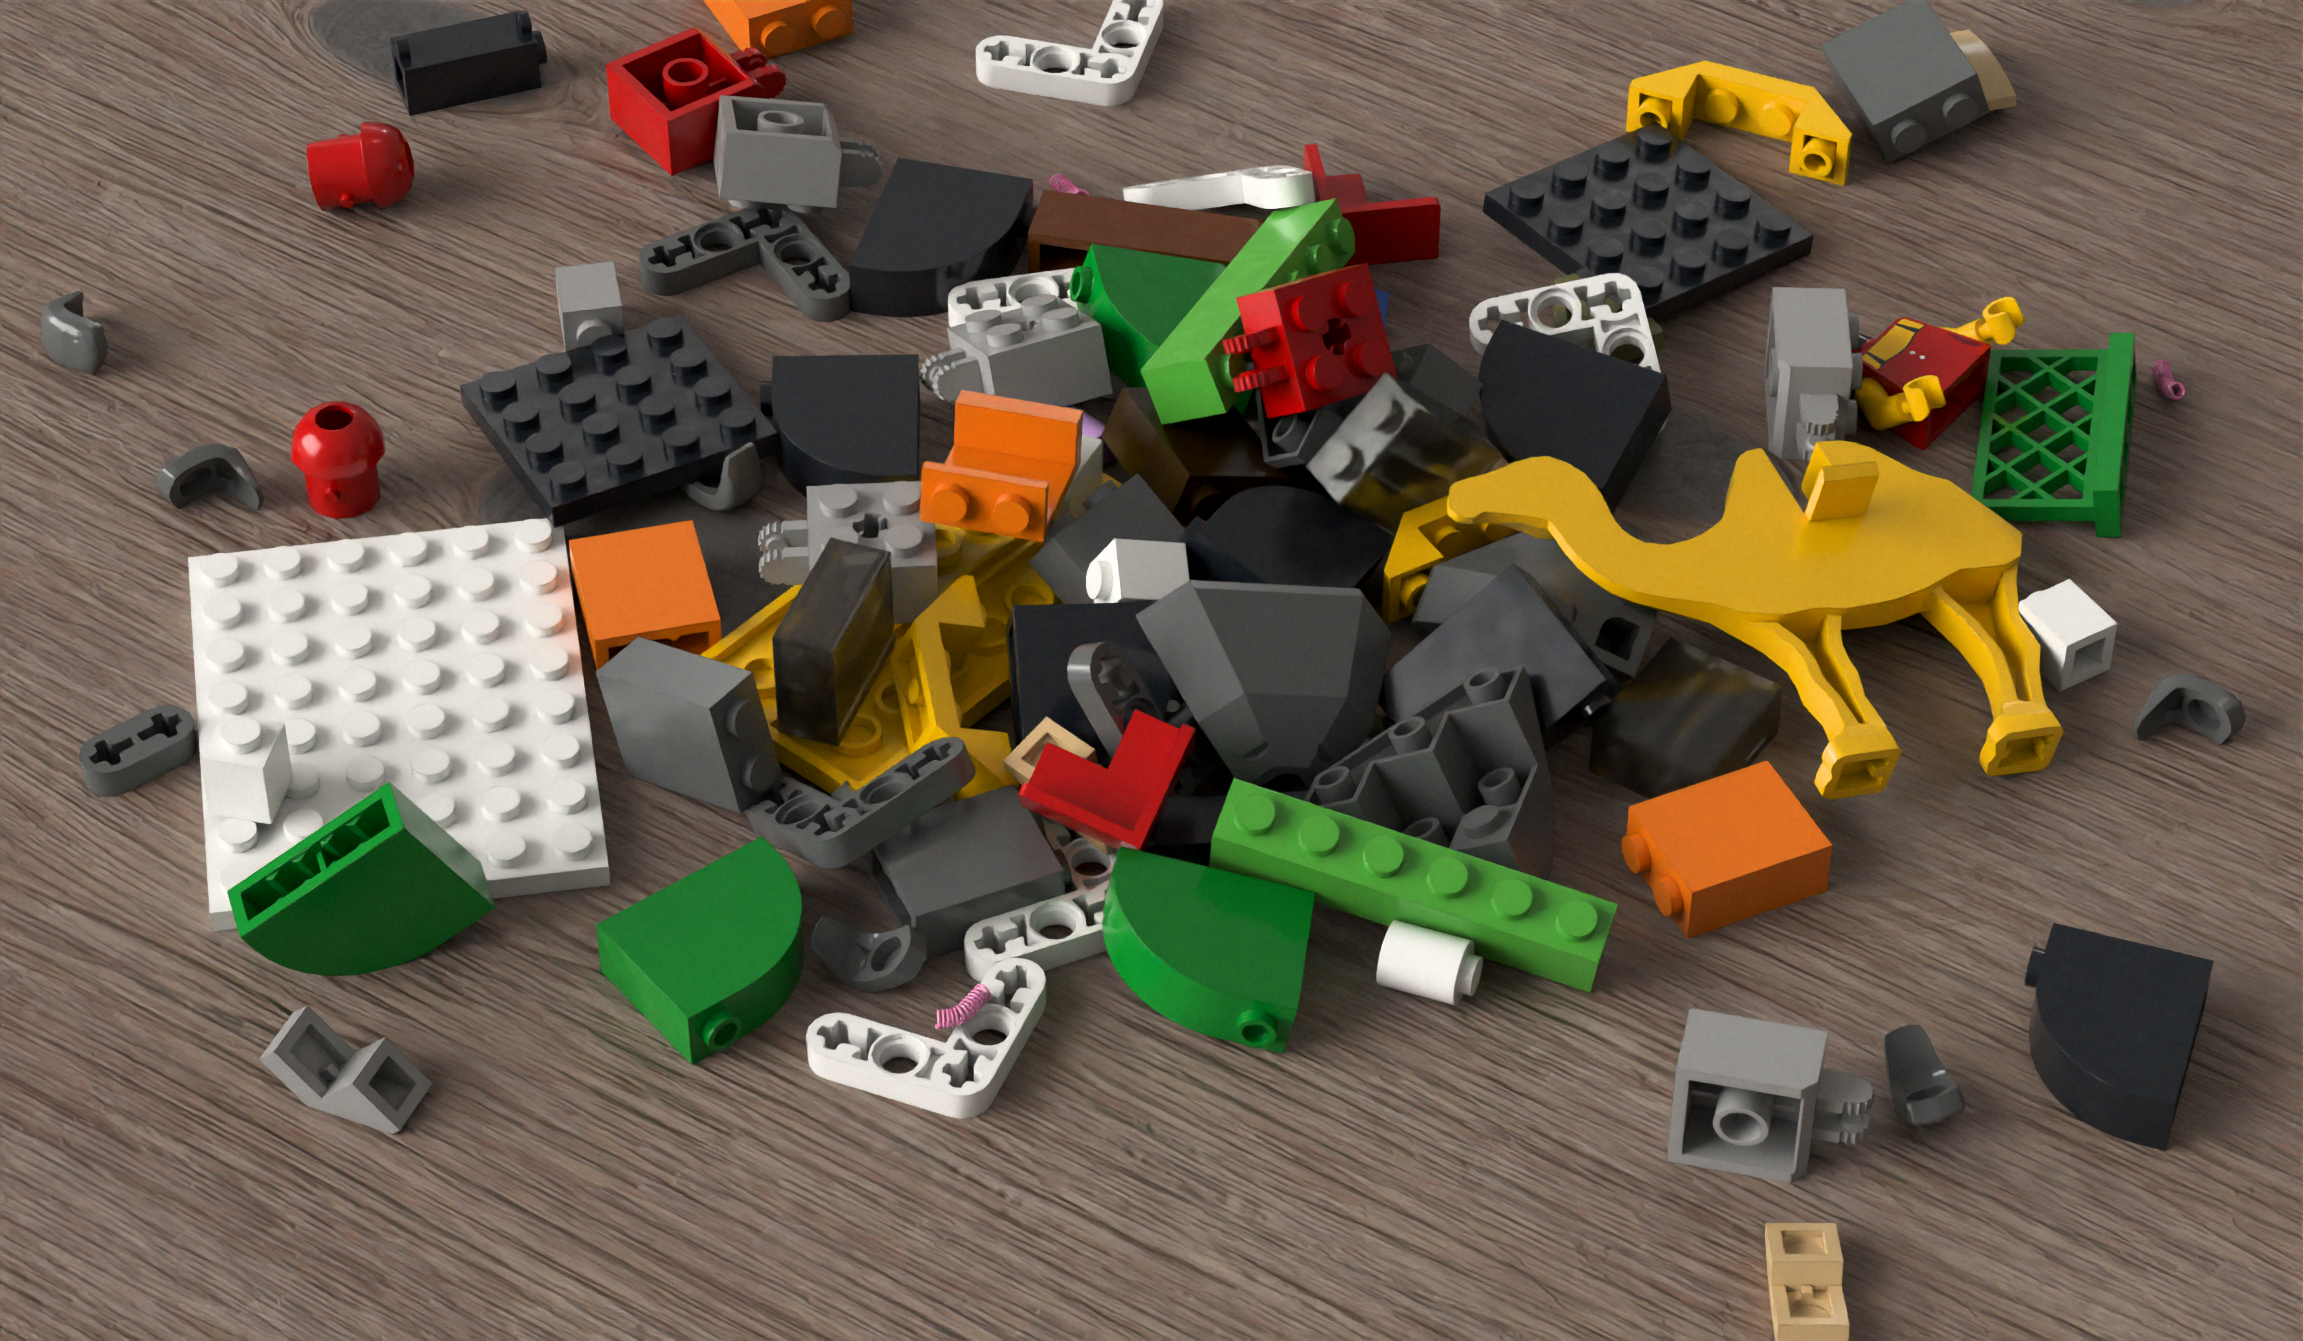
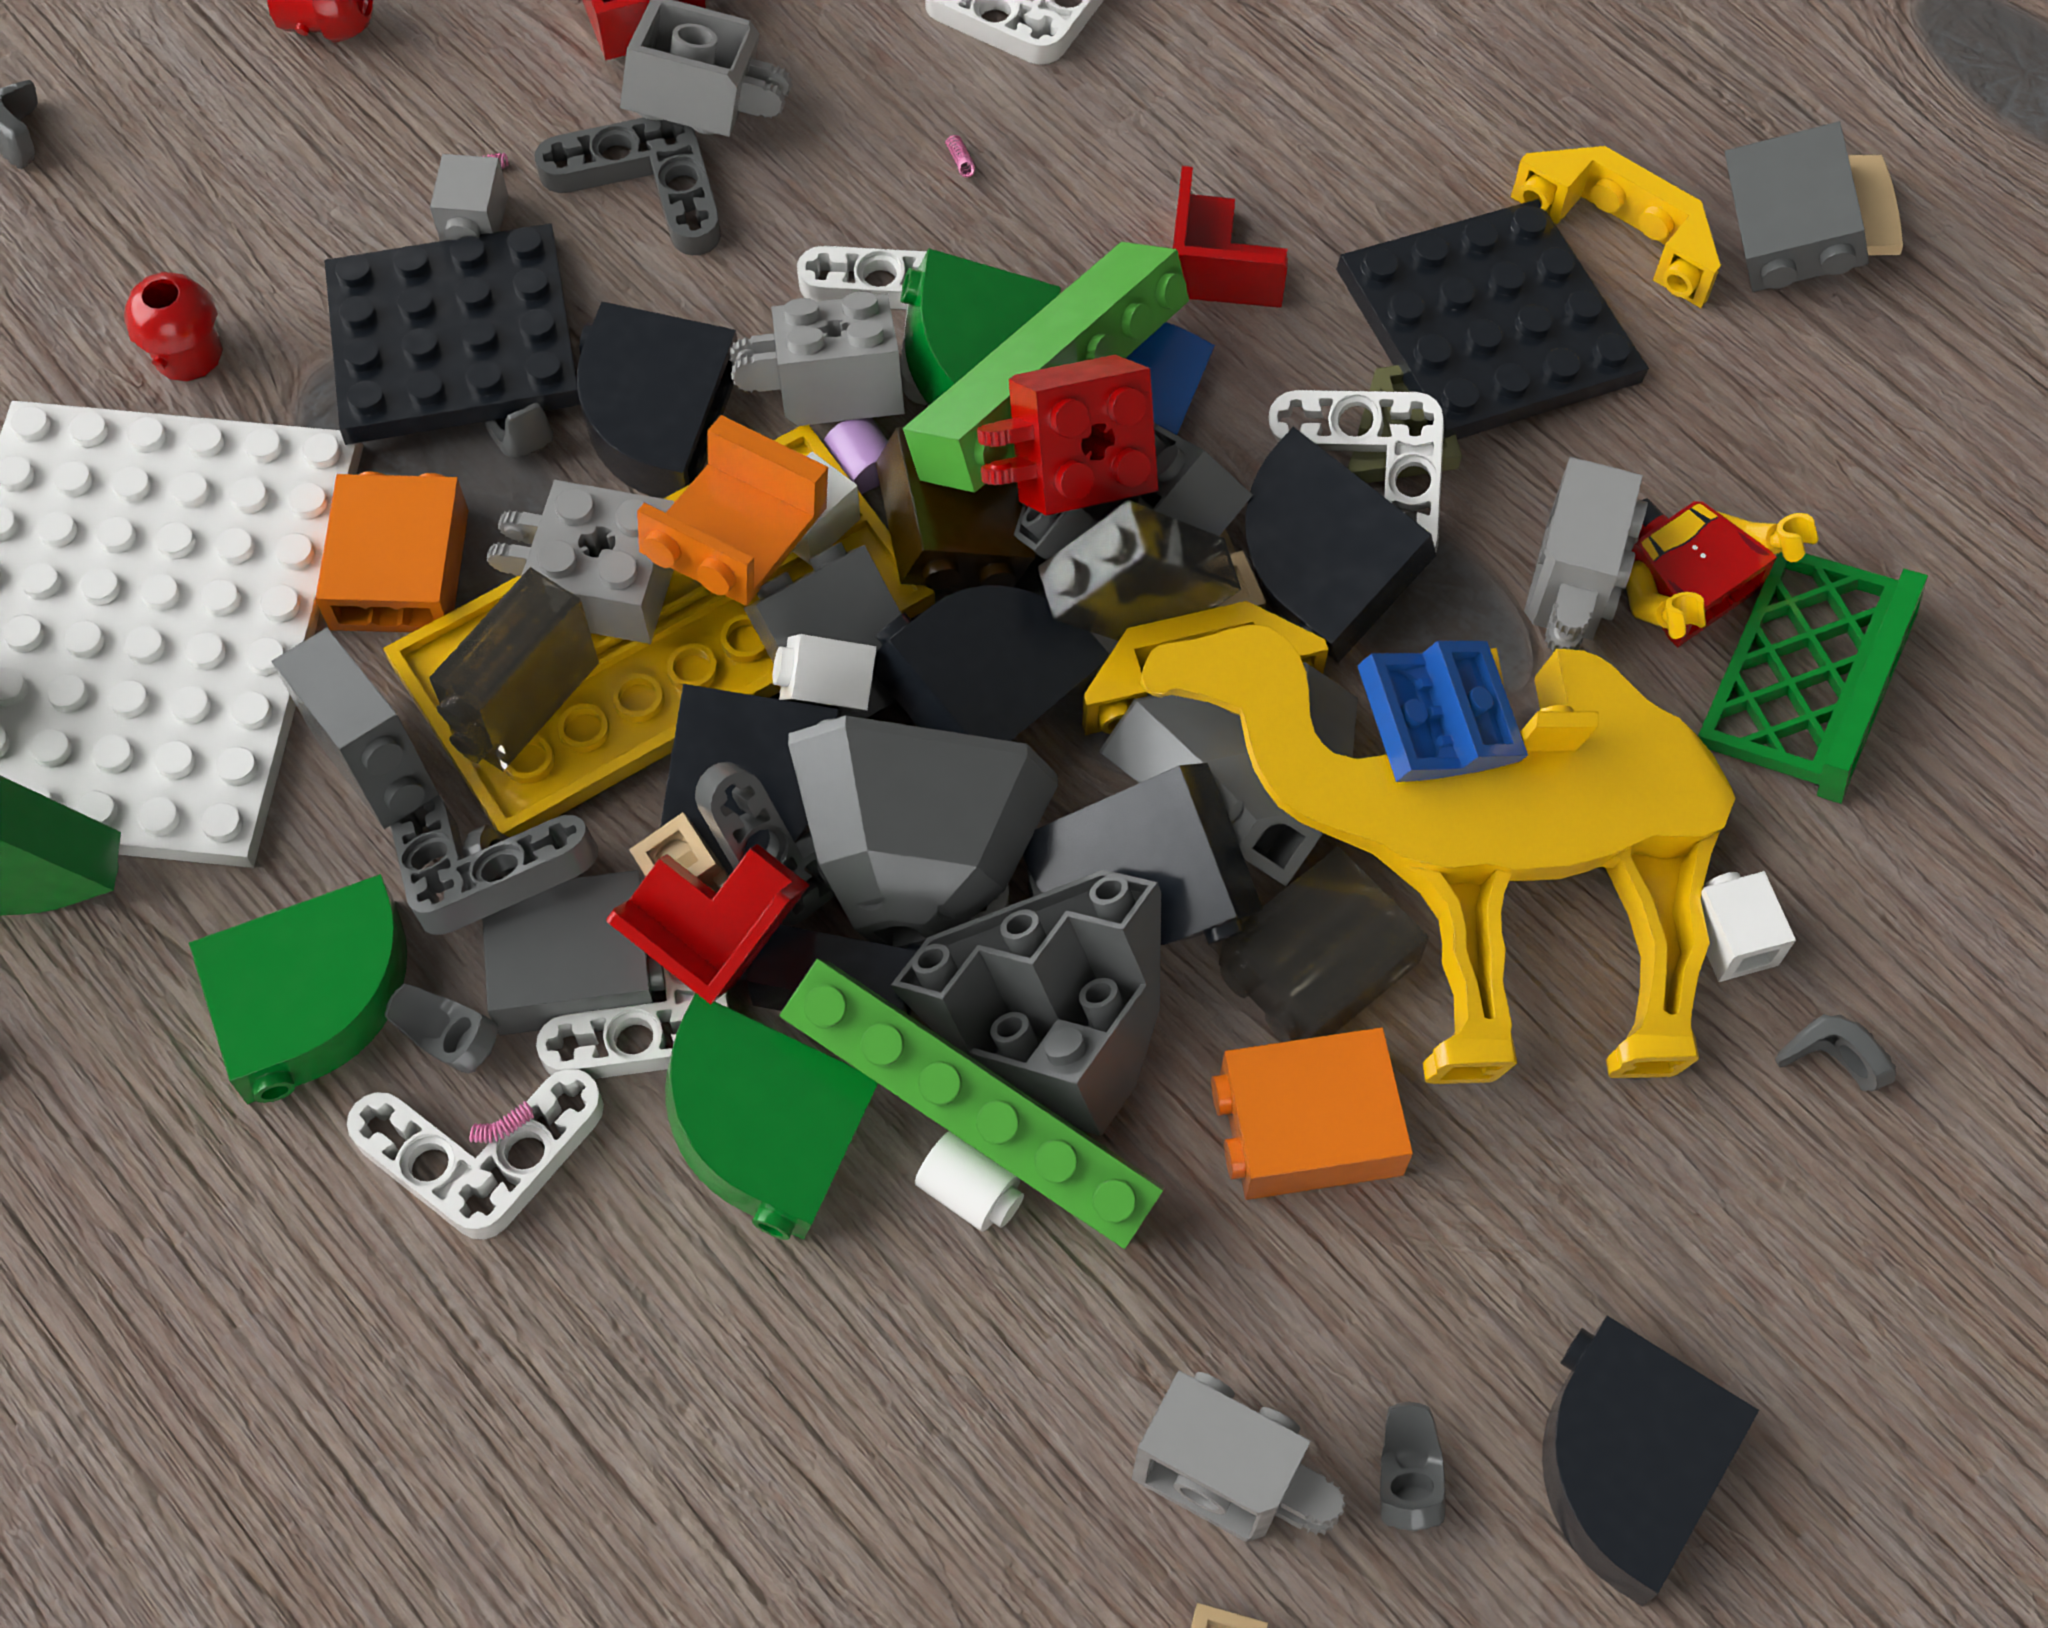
camera: 15 degrees right, 20 degrees up
(207, 471) = (59, 307): dark grey hair -> none
(924, 688) = (634, 672): yellow slope -> none
(936, 233) = (813, 187): black brick -> none
(1072, 222) = (989, 228): reddish brown brick -> none
(1260, 186) = (1132, 195): white beam -> none
(1732, 494) = (1442, 711): none -> blue slope
(2167, 385) = (1949, 625): bright pink leg -> none

